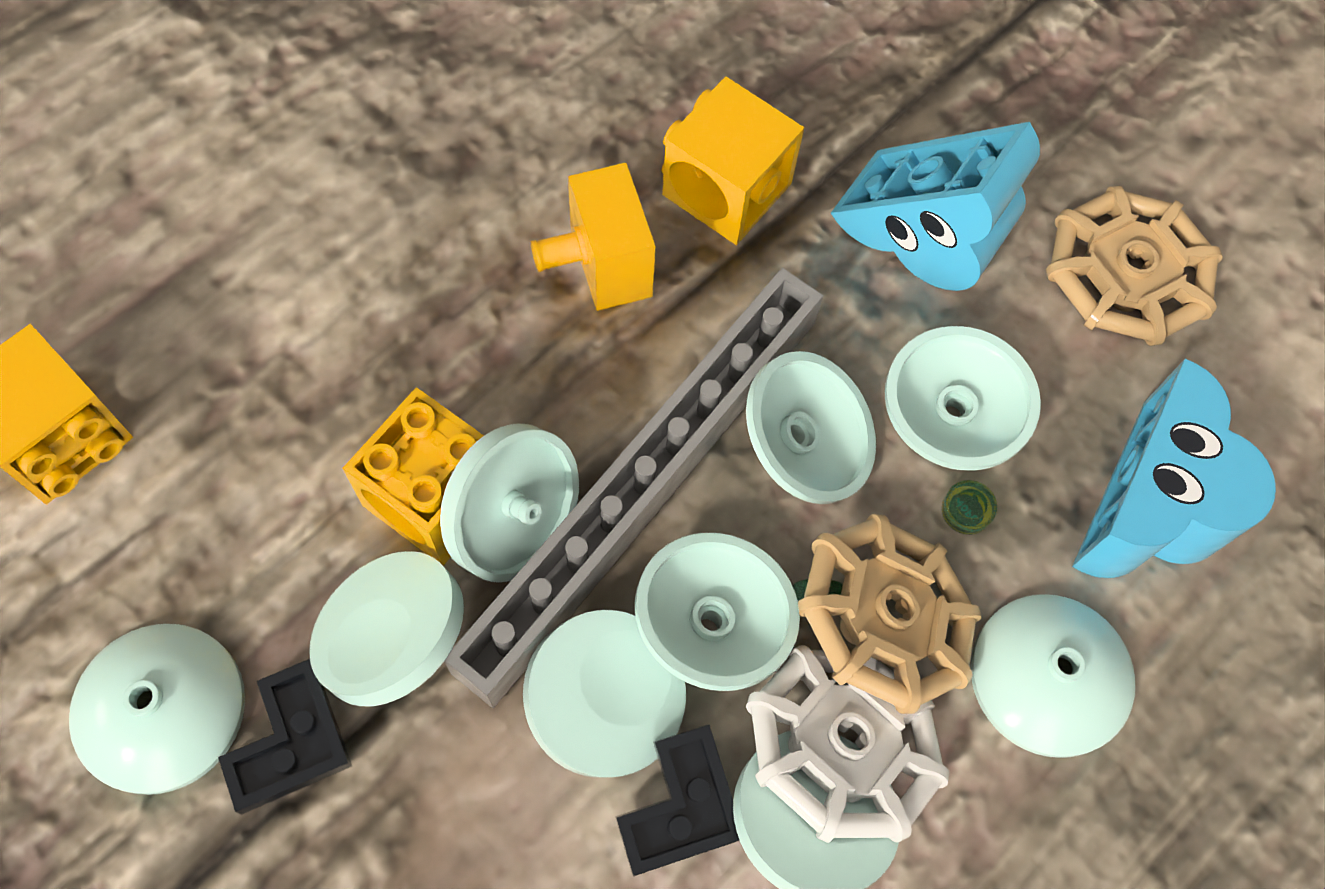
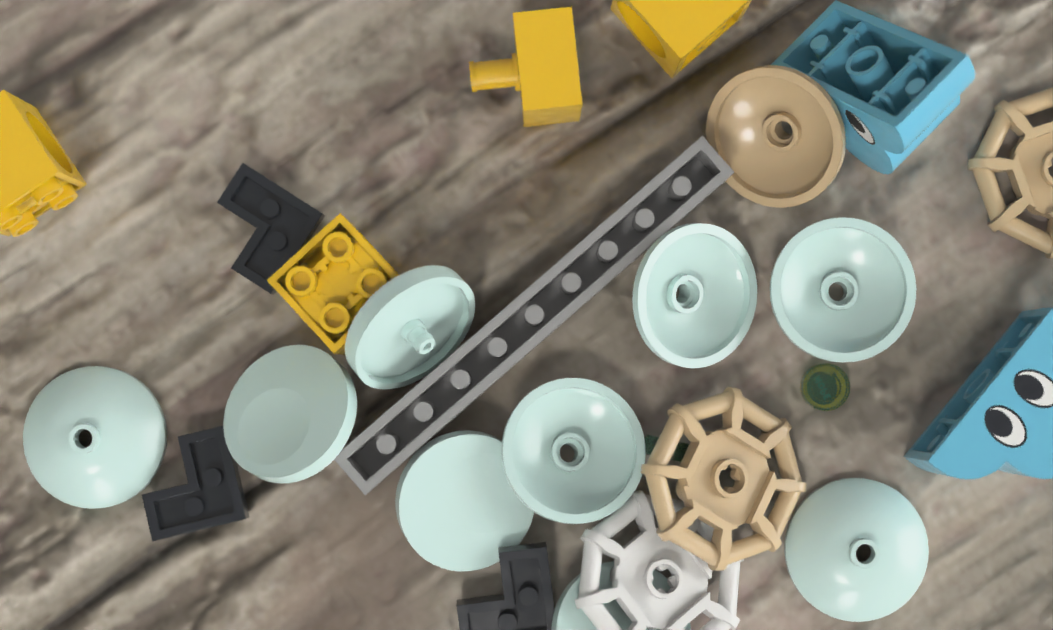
camera: 20 degrees right, 20 degrees up
(341, 428) = (280, 221): none -> black plate
(824, 251) = (766, 160): none -> tan dish

